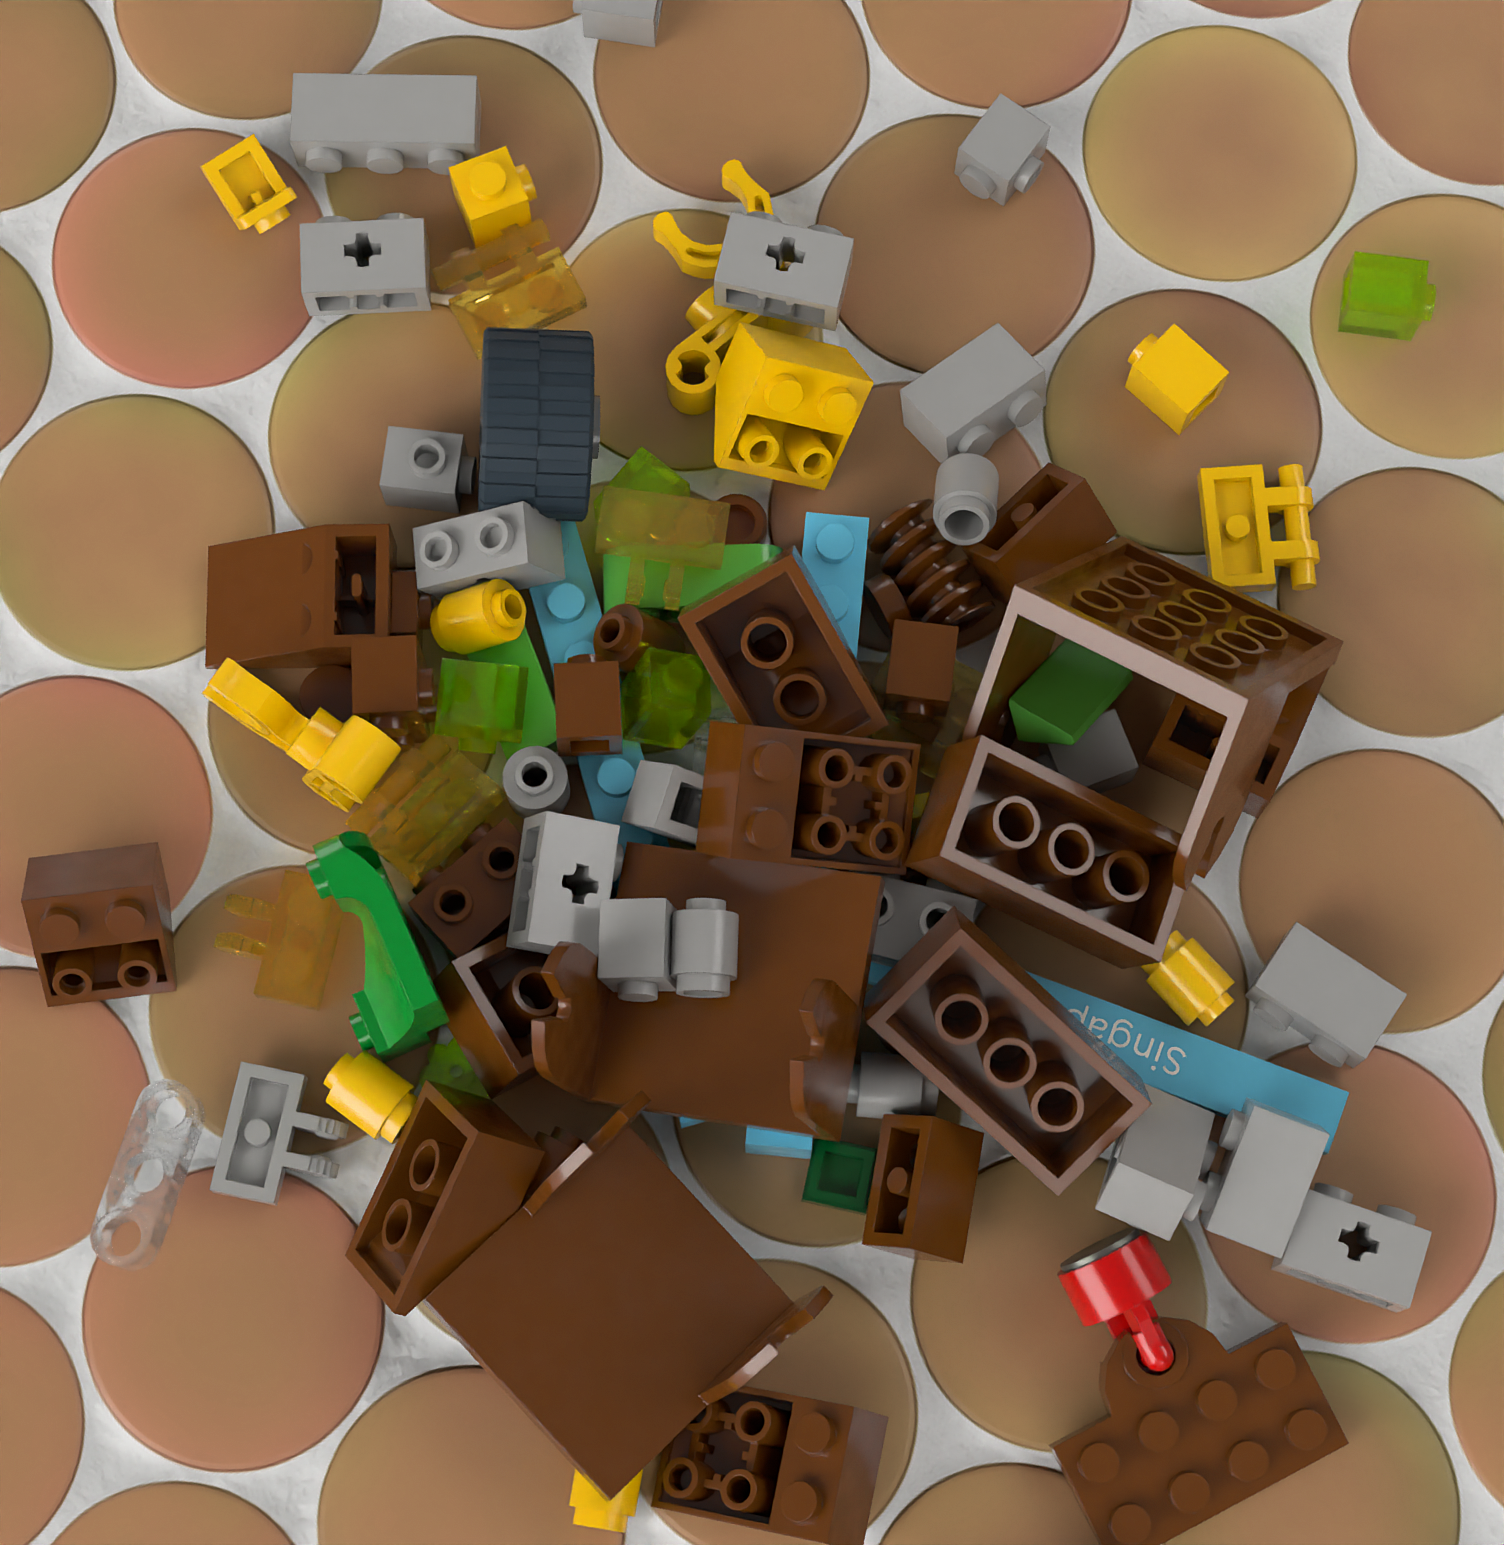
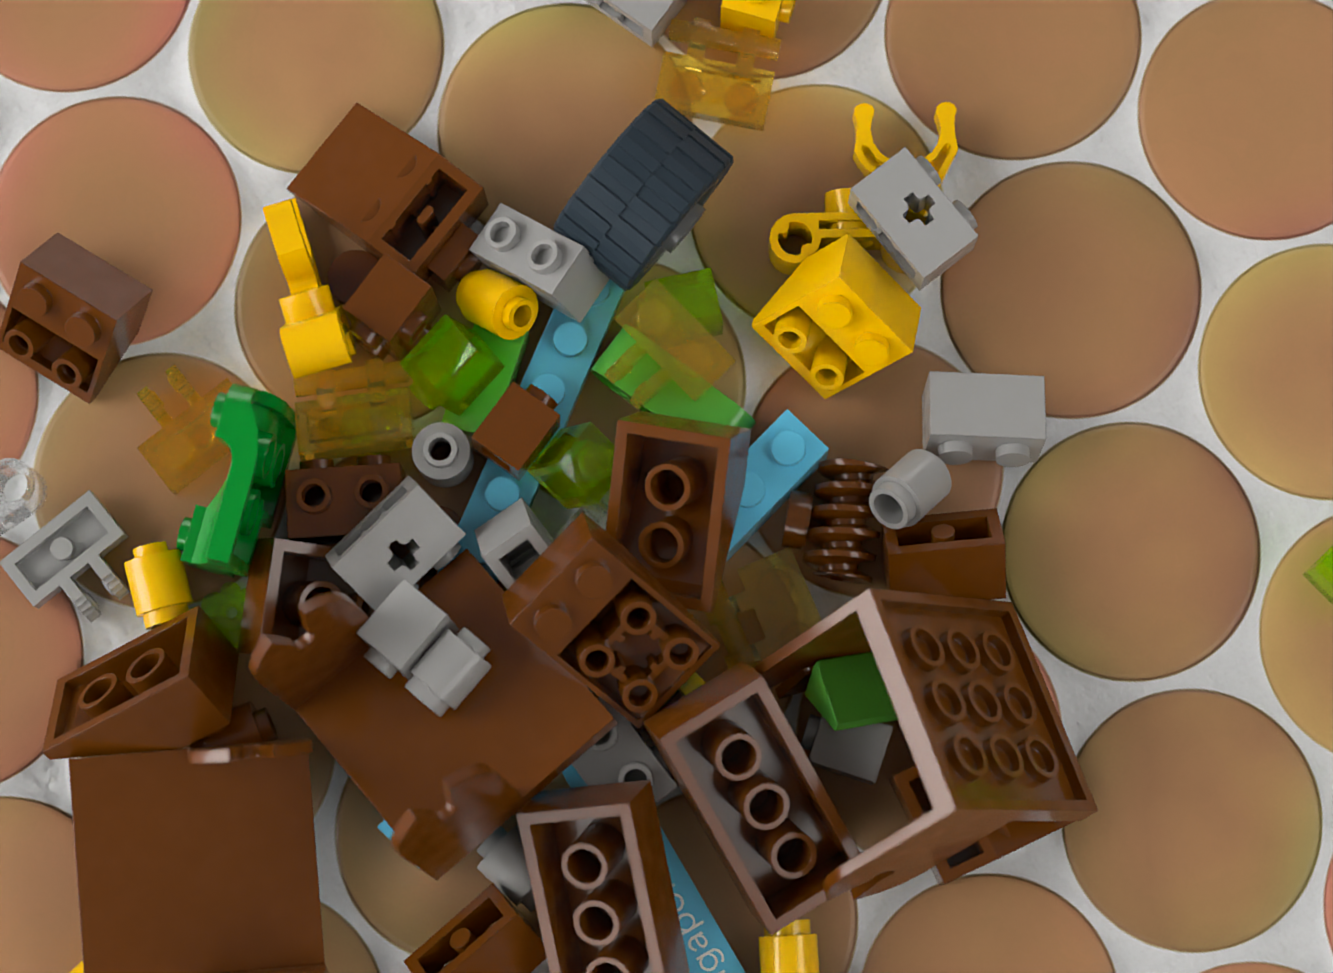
camera: 45 degrees right, 5 degrees up
(426, 469) = (548, 163): light grey brick -> none
(628, 632) = (592, 399): reddish brown brick -> none
(746, 520) = (746, 379): reddish brown tile -> none
(840, 1176) = (433, 901): dark green tile -> none
(920, 670) = (774, 589): reddish brown brick -> none
(1002, 152) = (1158, 249): light grey brick -> none
(1174, 377) = (1146, 516): yellow brick -> none
(1238, 527) = (1100, 664): yellow plate -> none

